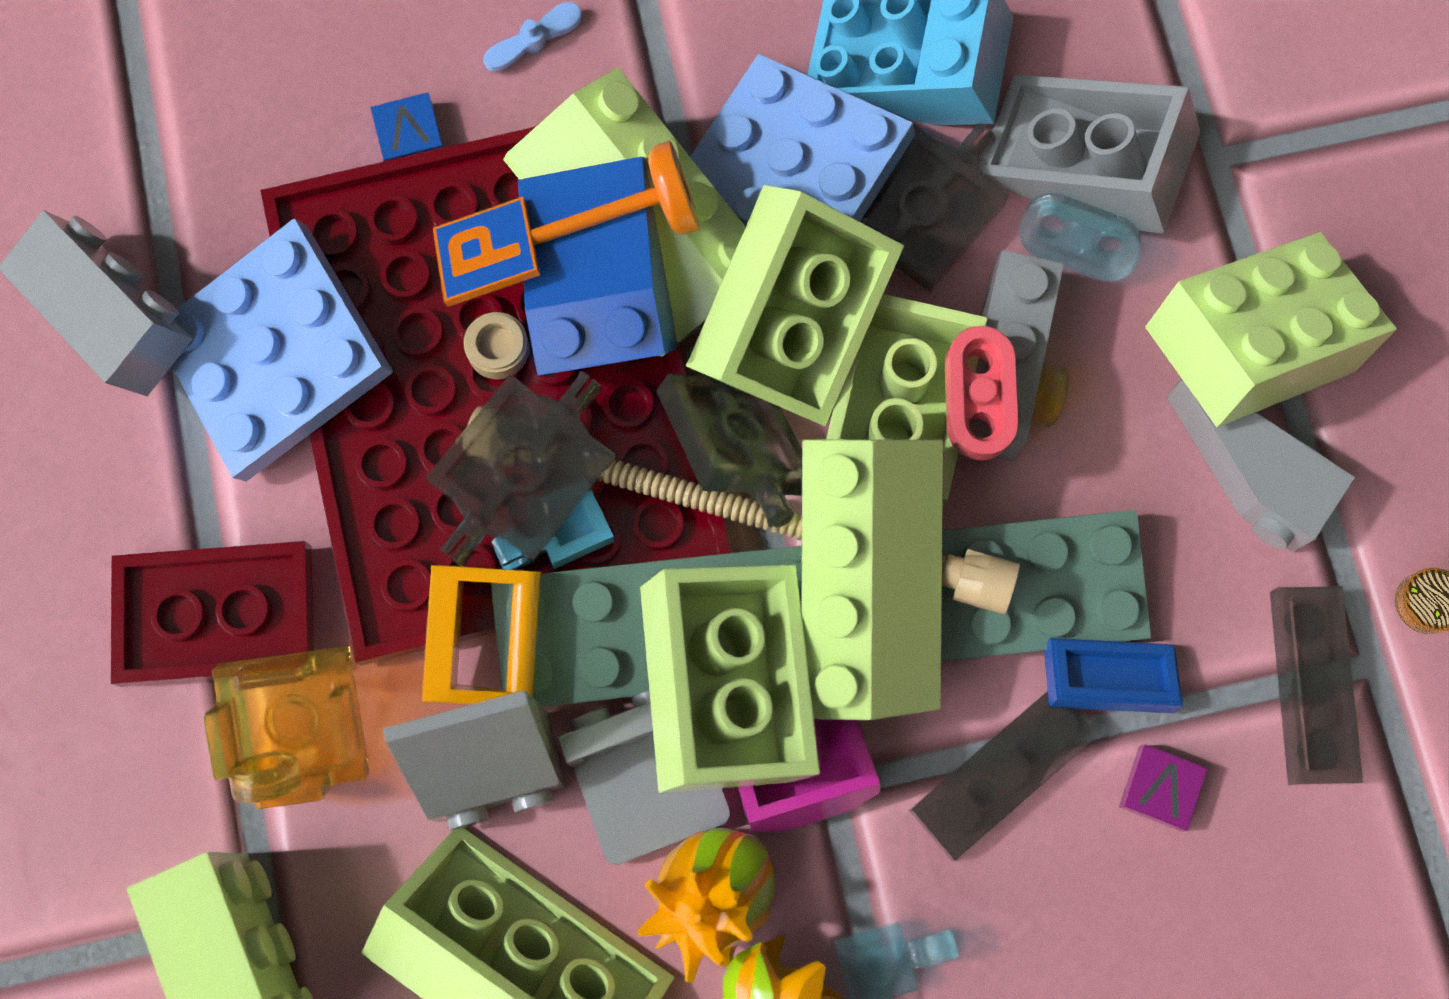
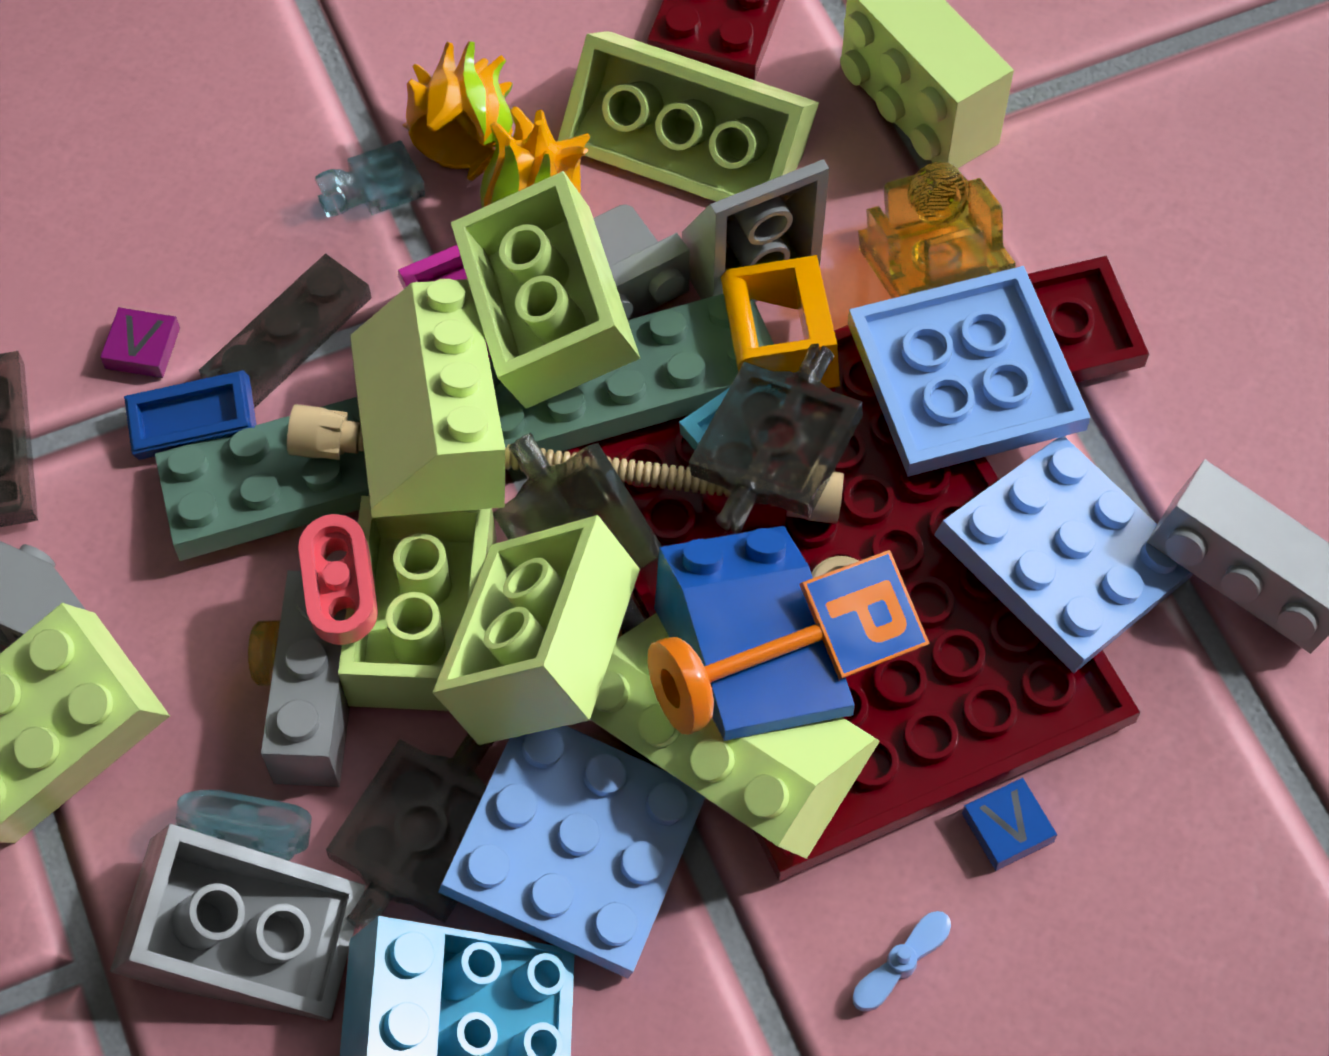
camera: 170 degrees right, 15 degrees down
(303, 552) = (967, 370): none -> light blue plate

